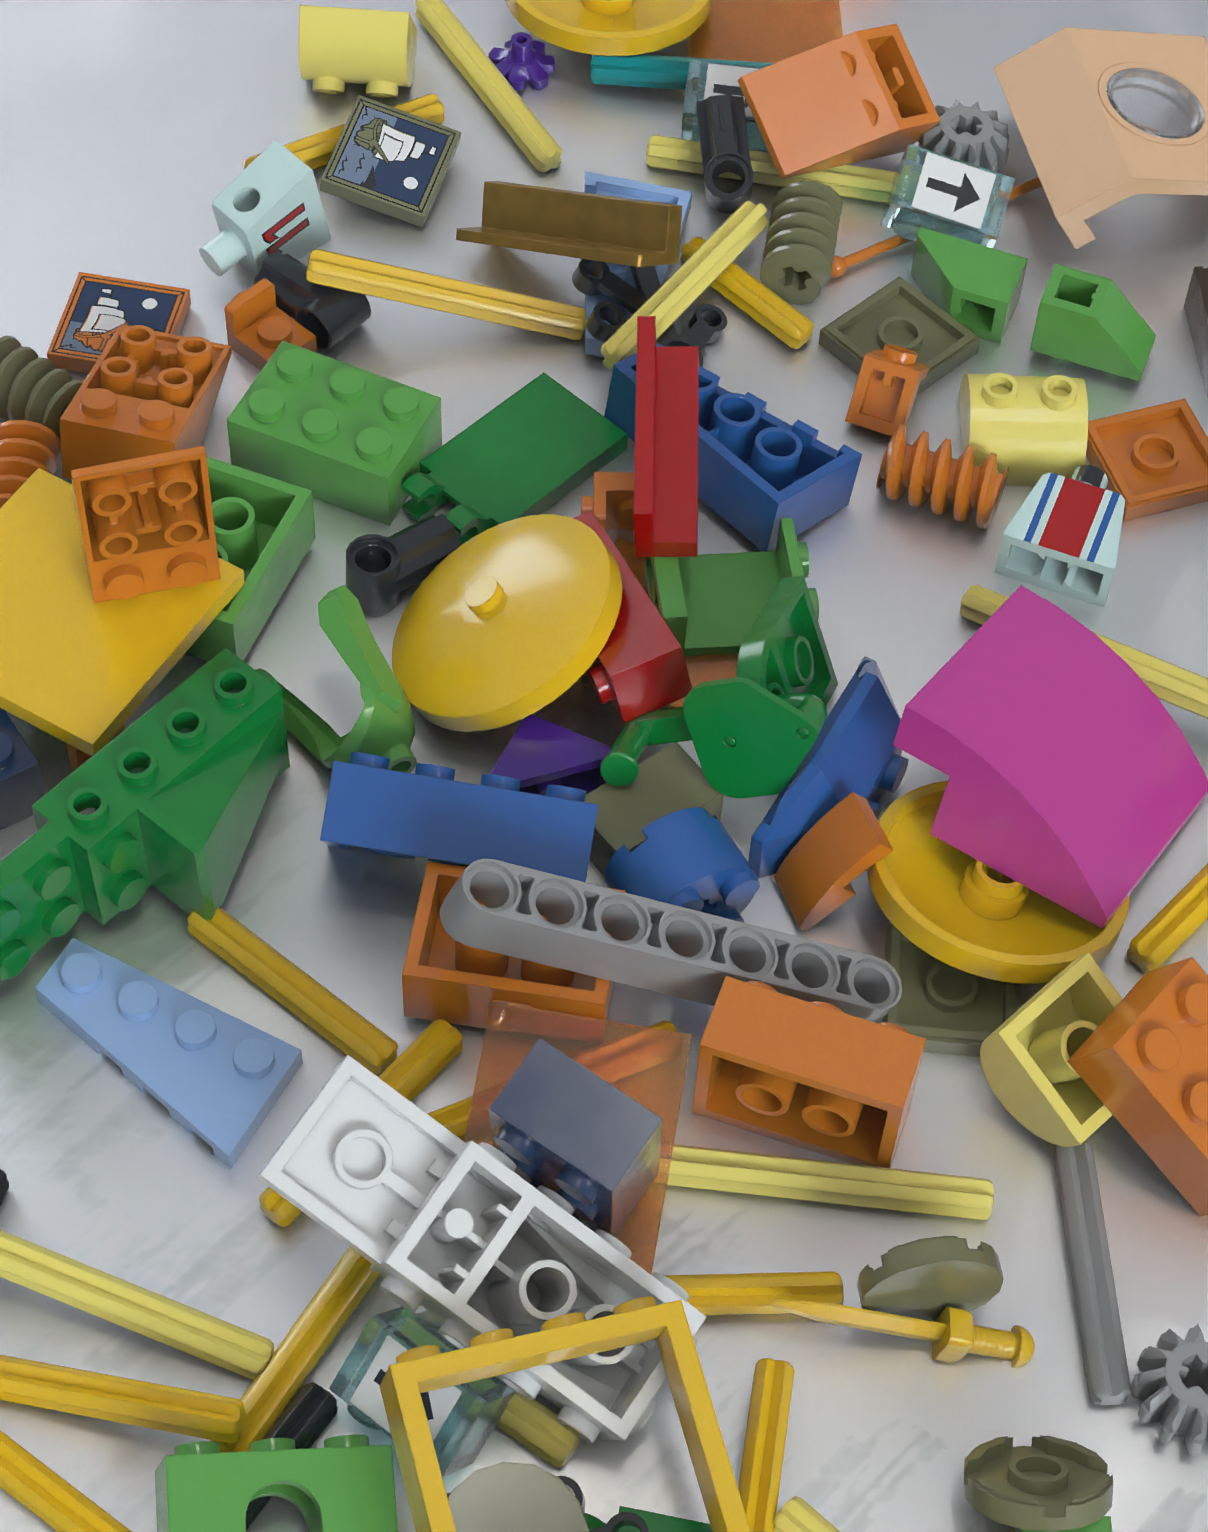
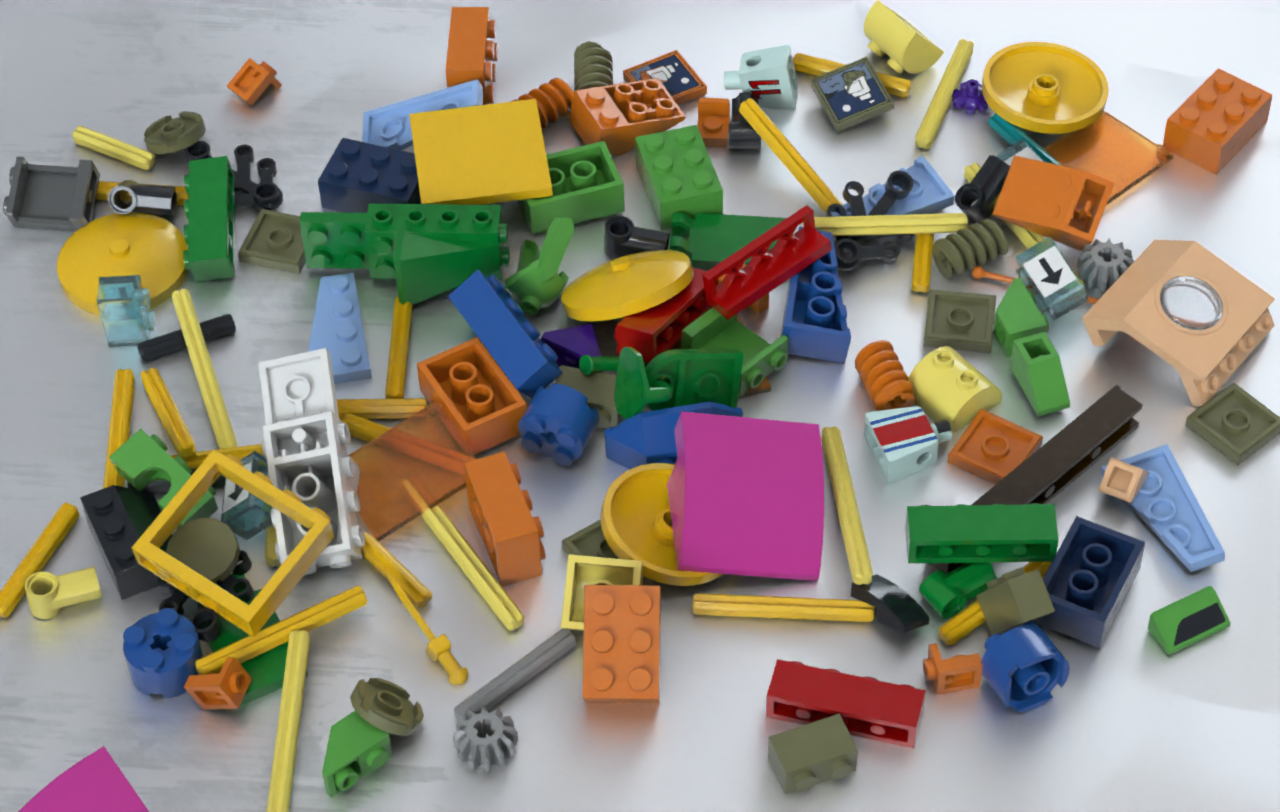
camera: 55 degrees right, 5 degrees down
(146, 524) = (519, 136): orange slope -> none
(577, 225) = (869, 168): pearl gold panel -> none
(577, 1137) = (377, 453): brick -> none
(643, 939) = (507, 417): light grey beam -> none
(828, 858) = (623, 460): orange slope -> none
(886, 389) = (914, 328): orange bracket -> none
(929, 1276) = (441, 616): olive tile -> none

